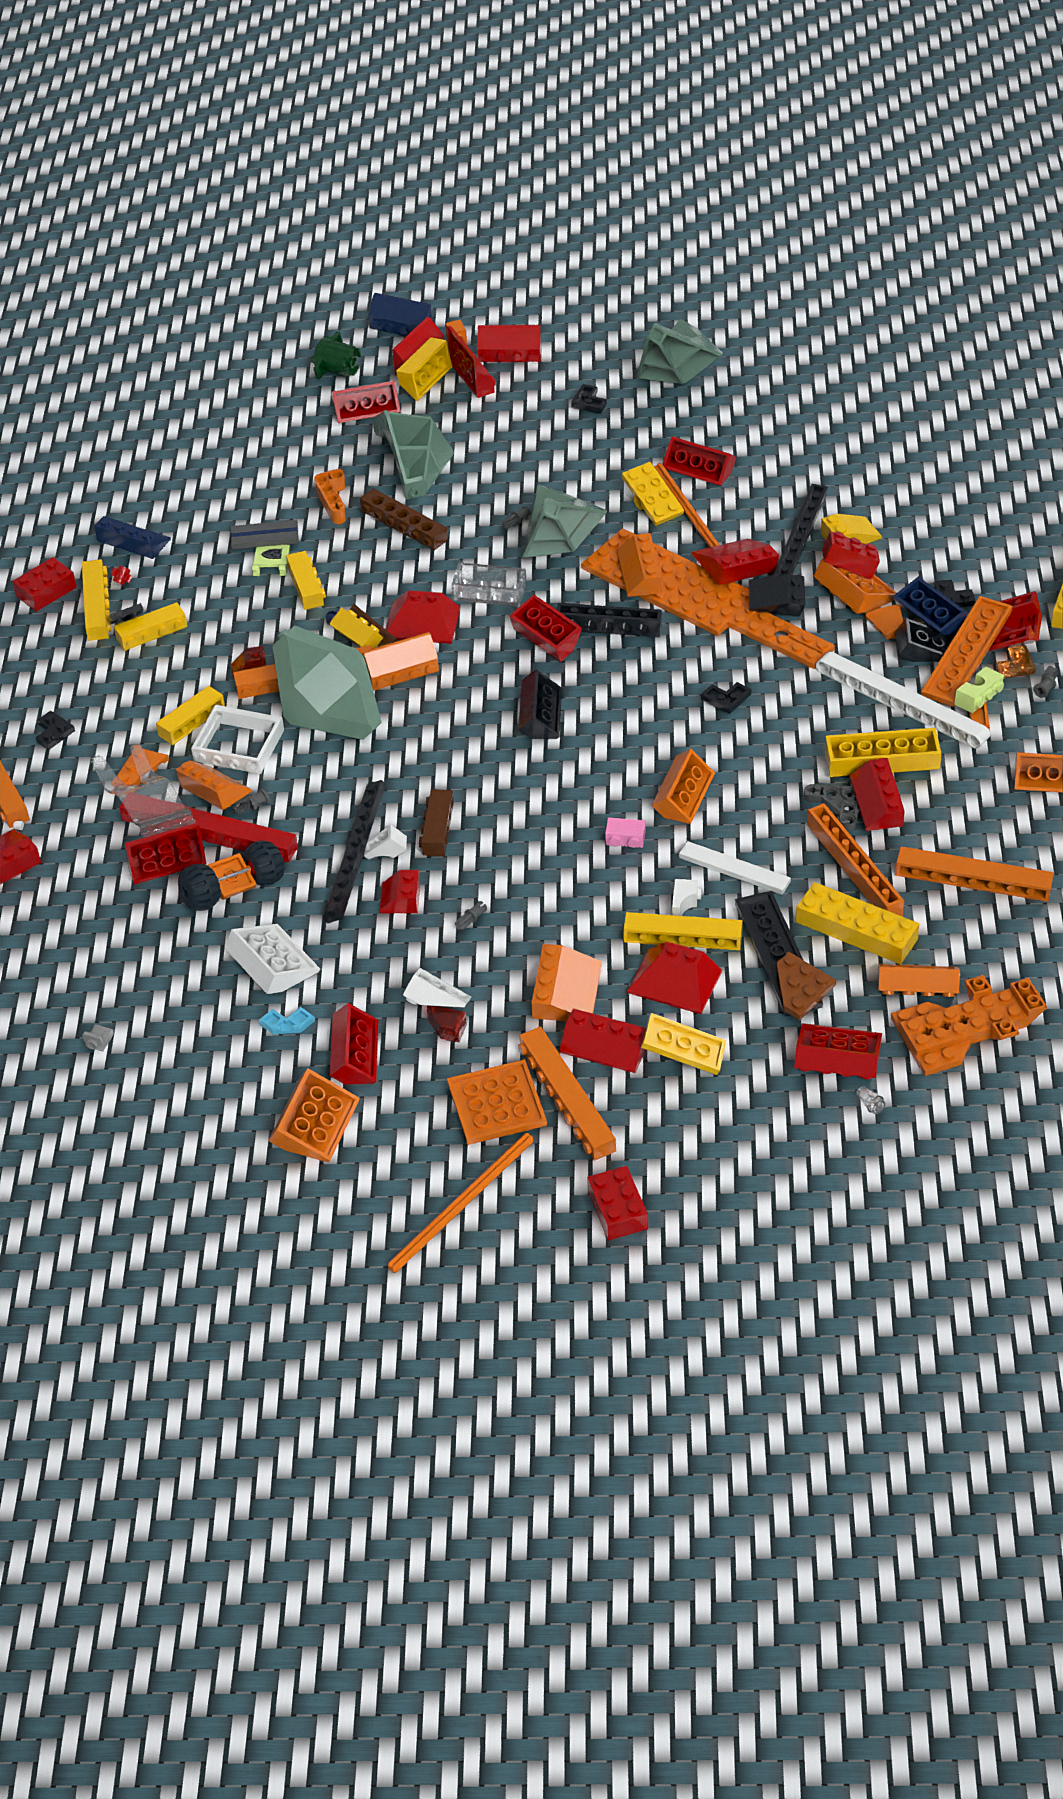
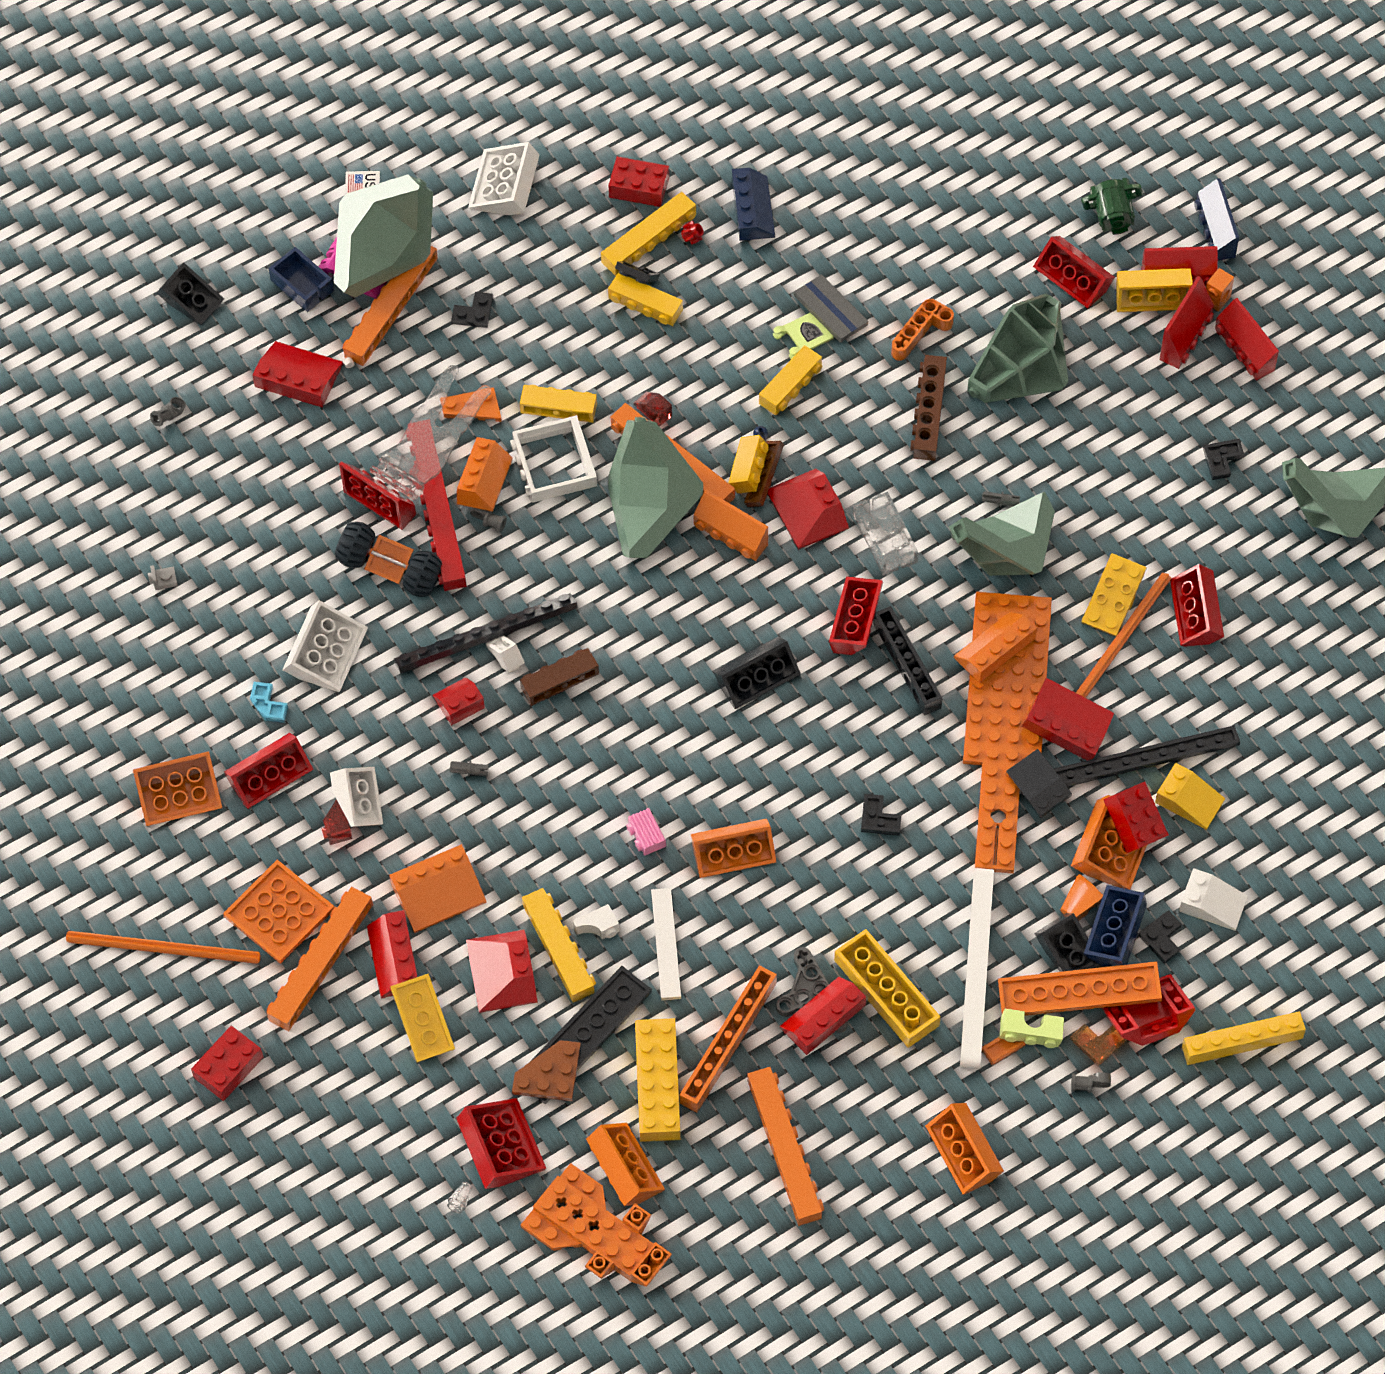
camera: 55 degrees right, 15 degrees up
(942, 557) = (1212, 900): none -> white slope

